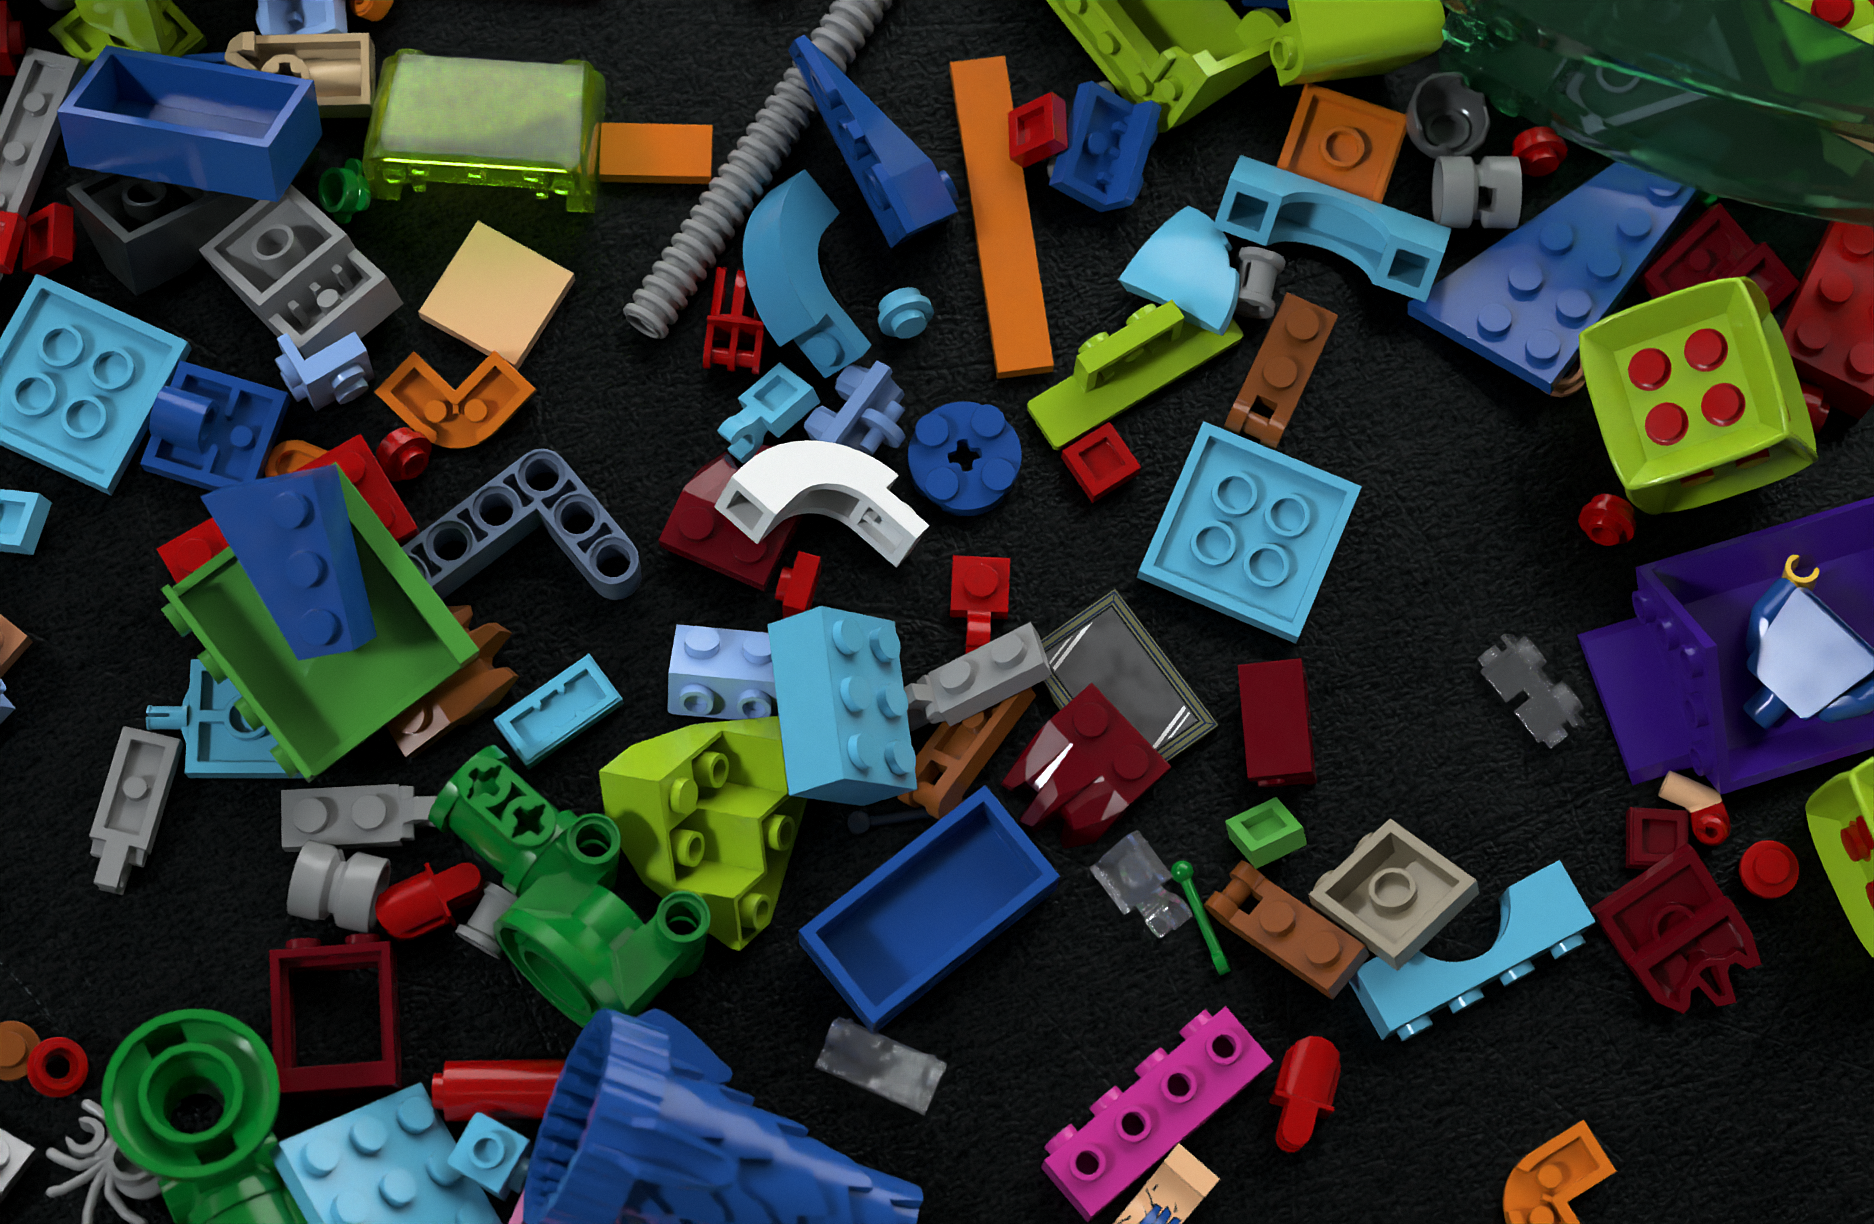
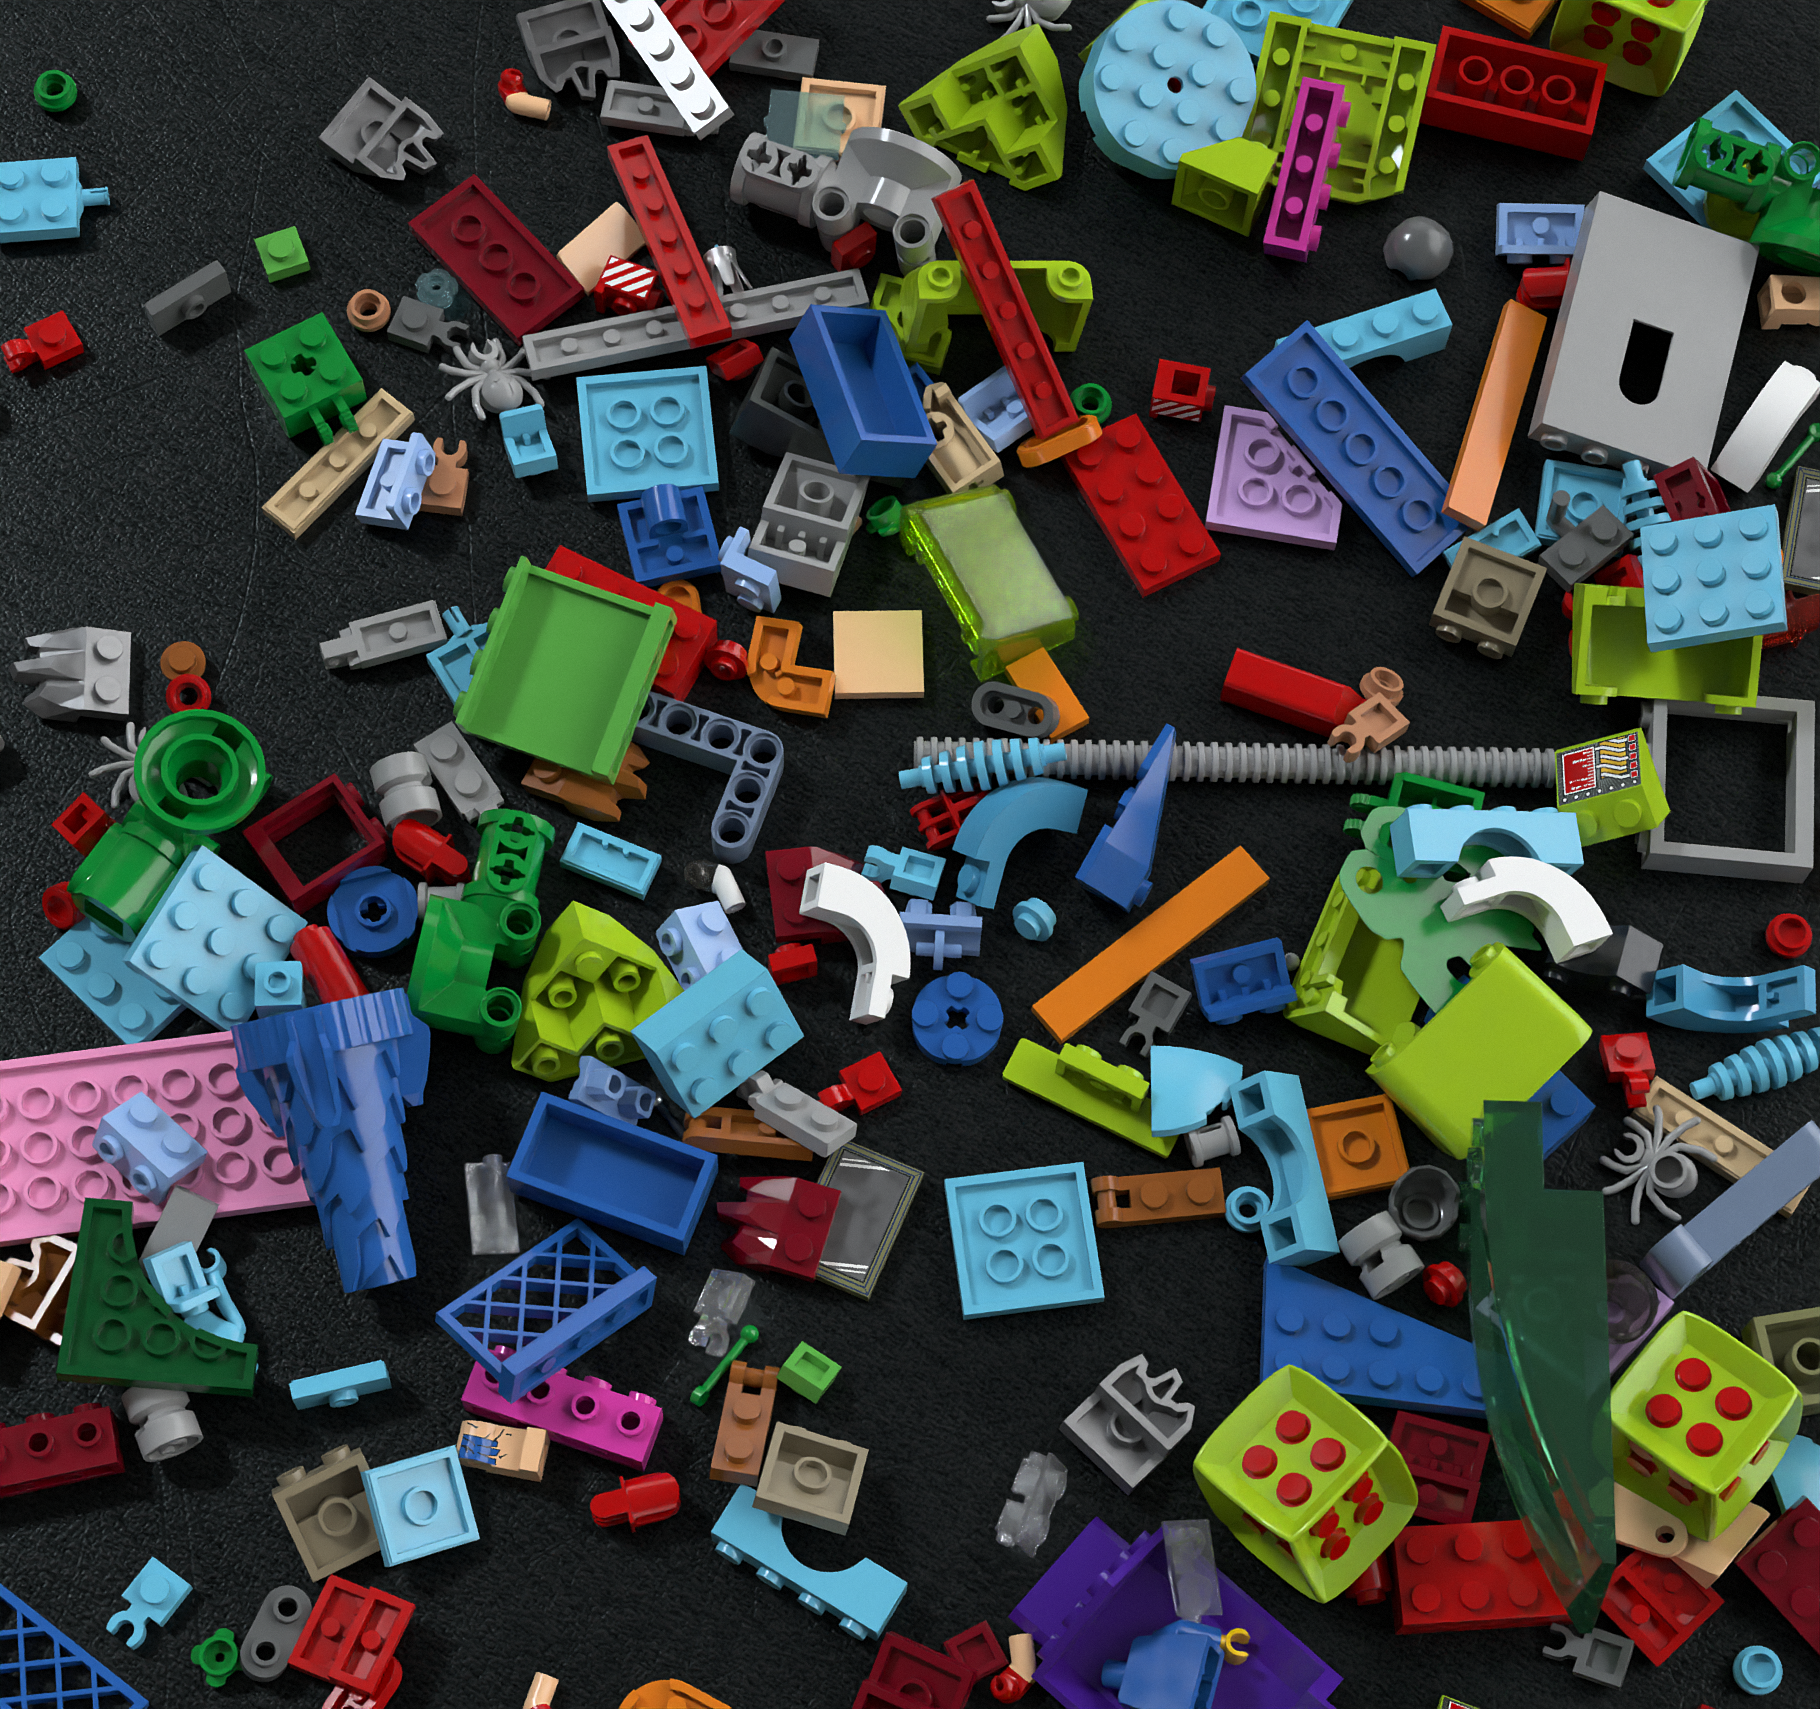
camera: 60 degrees right, 5 degrees down
(299, 556) = (593, 625): blue wedge -> none
(441, 972) = (369, 938): none -> blue plate
(650, 612) = (717, 880): none -> arm
(660, 191) = (1018, 710): none -> dark grey plate
(711, 256) = (982, 765): none -> medium azure piece
(836, 861) = (611, 1092): none -> medium blue hips
(1037, 130) = (1223, 928): red plate -> none
(1077, 248) = (1157, 1007): none -> dark grey plate
(1092, 1063) = (566, 1340): none -> blue fence
(1101, 462) = (1010, 1111): red plate -> none
(1277, 723) = (894, 1337): dark red hinge -> none
(1352, 279) = (1250, 1196): none -> medium azure plate
(1508, 540) = (1130, 1423): none -> flat silver plate
(1608, 520) = (1187, 1489): red plate -> none
(1705, 569) = (1192, 1568): none -> clear hinge

